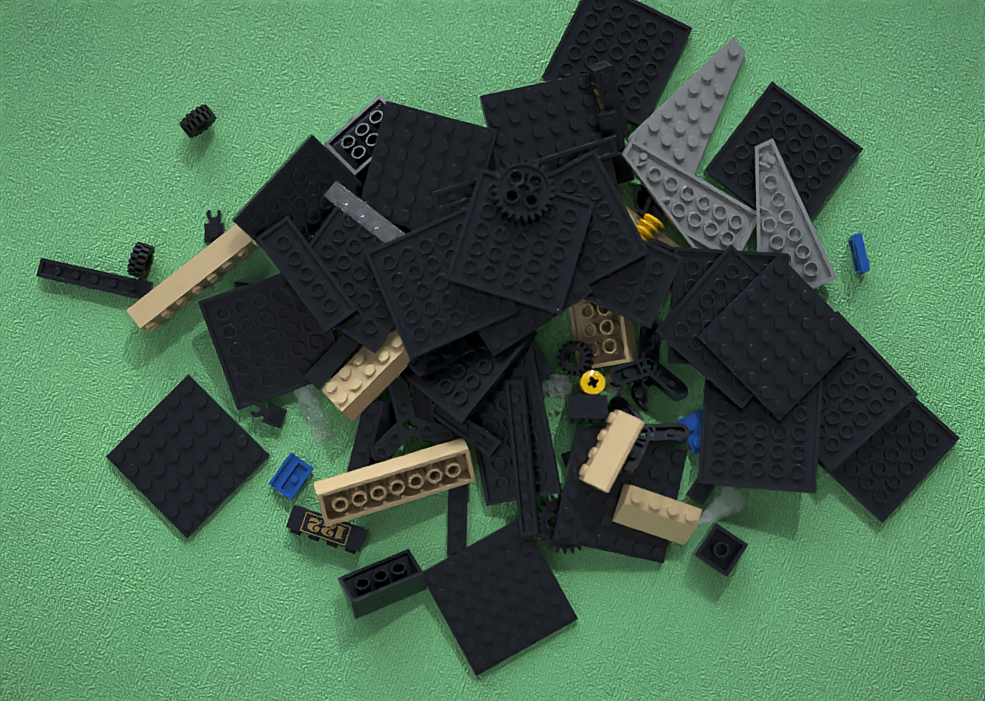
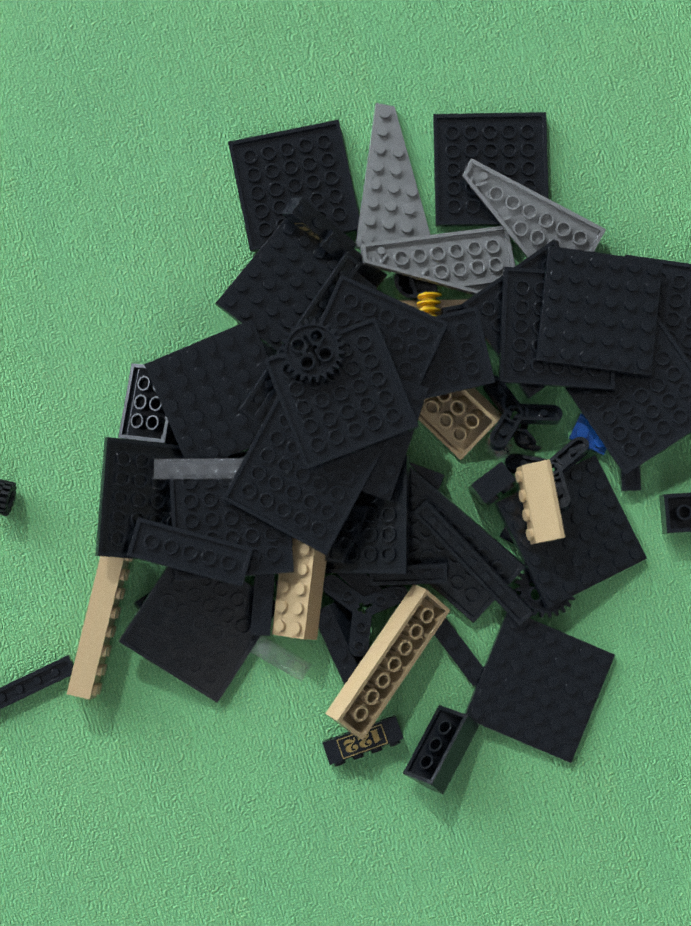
camera: 35 degrees left, 0 degrees up
(141, 260) = (45, 644): black tyre -> none
(188, 456) = (206, 770): black plate -> none
(213, 229) = (85, 574): black plate -> none
(271, 415) = (248, 685): black plate -> none
(291, 476) = (301, 721): blue plate -> none
(557, 386) = (455, 485): clear head -> none
(565, 353) = (459, 443): black tyre -> none
(593, 376) = (488, 461): yellow piece -> none
(656, 514) = (612, 524): tan slope -> none
(724, 504) = (657, 474): clear slope -> none
(858, 254) = (607, 197): blue plate -> none

